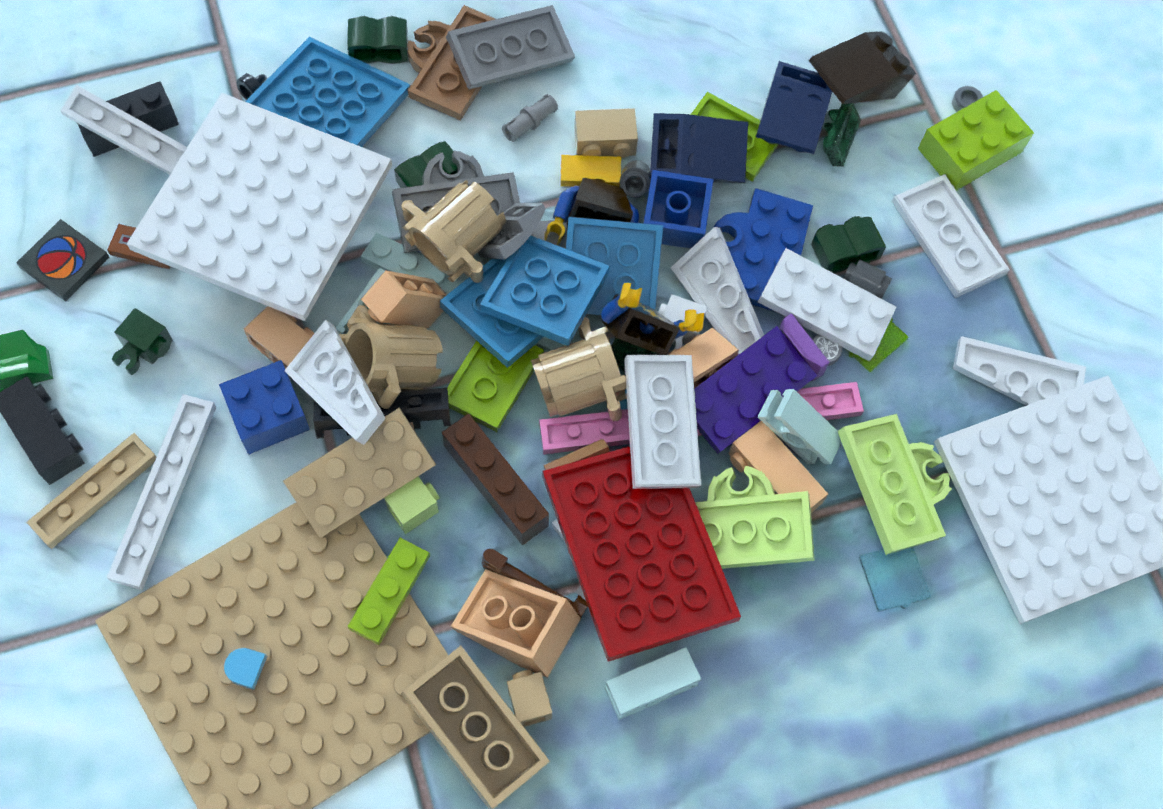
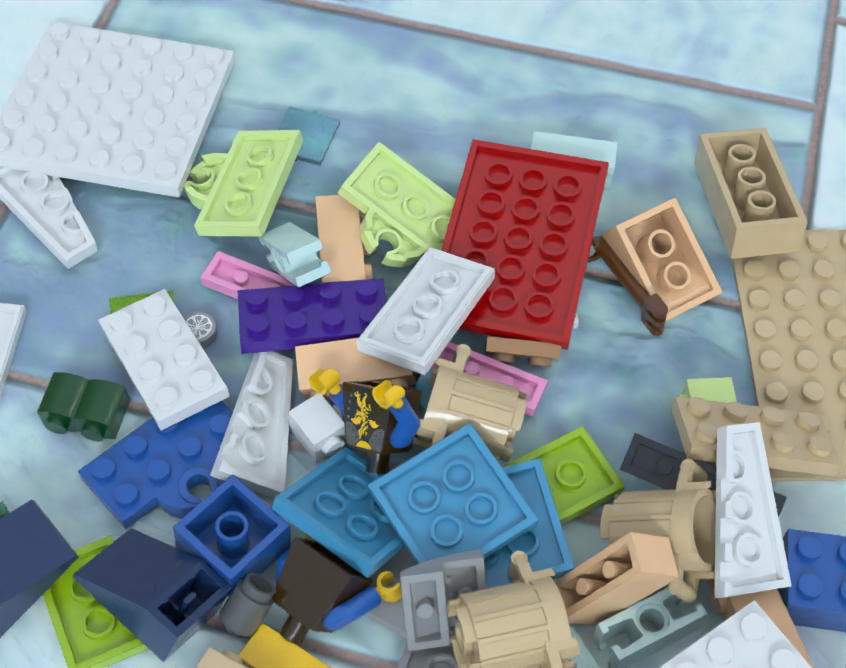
camera: 145 degrees left, 10 degrees down
(389, 591) = (768, 340): lime plate -> none
(495, 479) = (612, 378): reddish brown brick -> none
(529, 698) = (690, 195): tan brick -> none
(804, 345) = (225, 340): medium lavender slope -> none
(868, 278) = (99, 358): dark grey brick -> none

